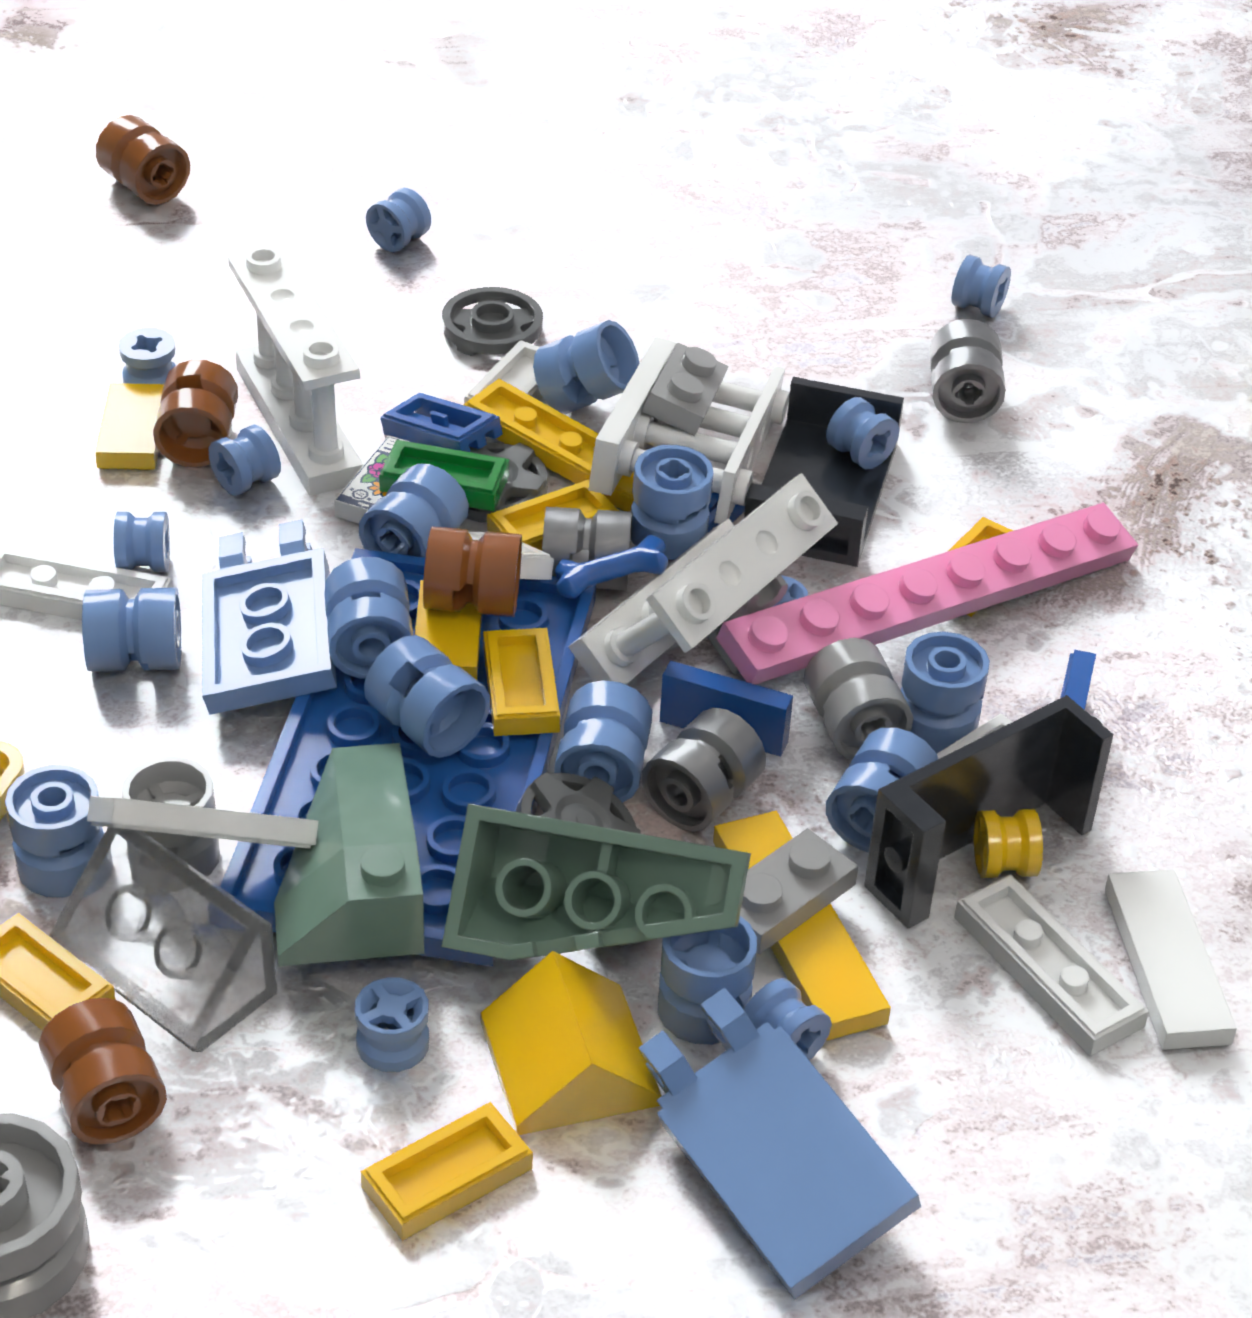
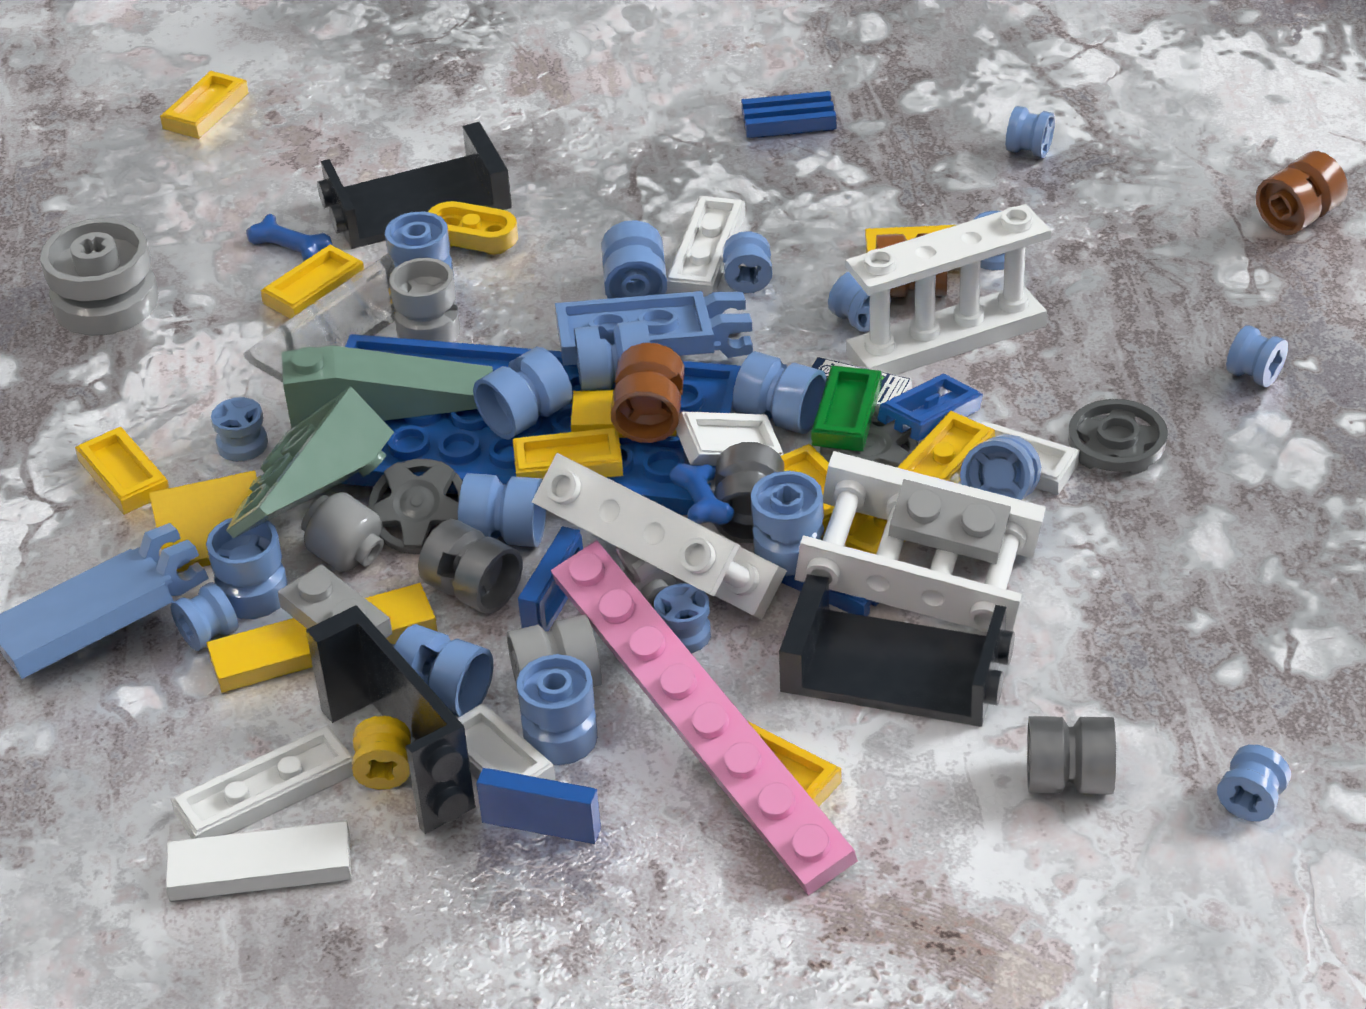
camera: 95 degrees right, 0 degrees up
(102, 1071) = (208, 303): dark orange wheel -> none
(201, 822) = (372, 286): white tile -> none
(862, 433) = (941, 668): medium blue wheel -> none

